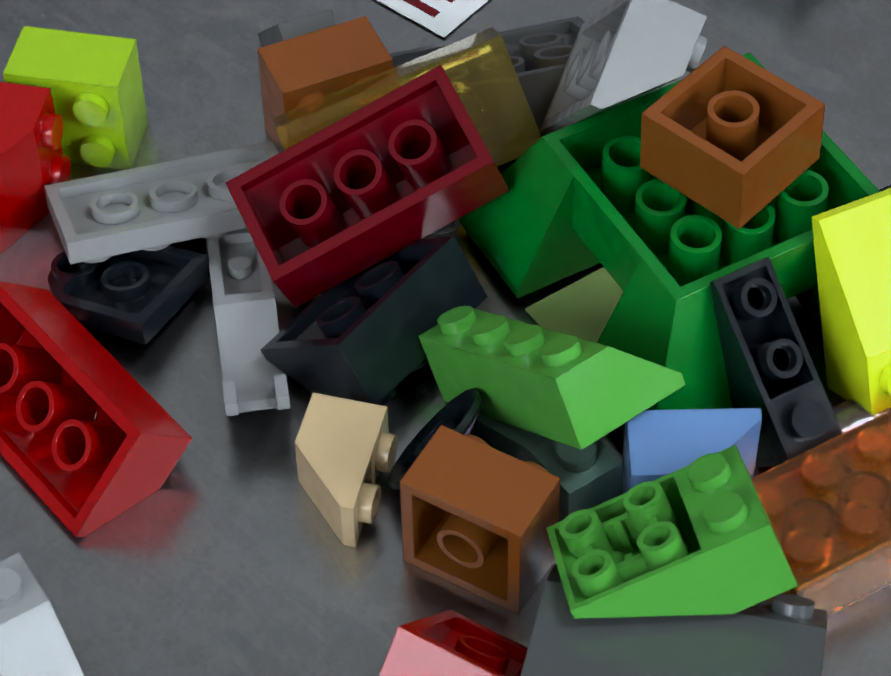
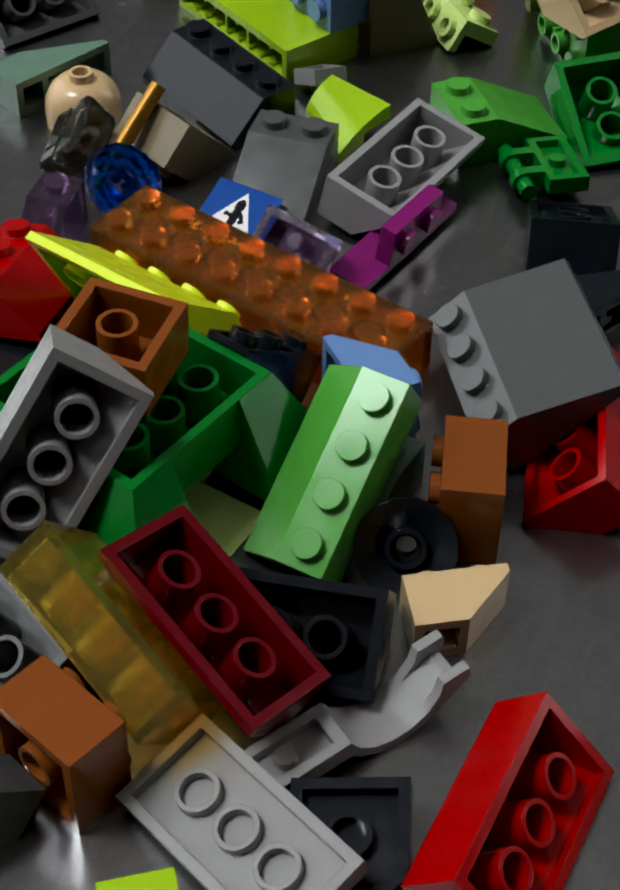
camera: 115 degrees left, 5 degrees down
(673, 546) = (464, 348): bright green slope -> none

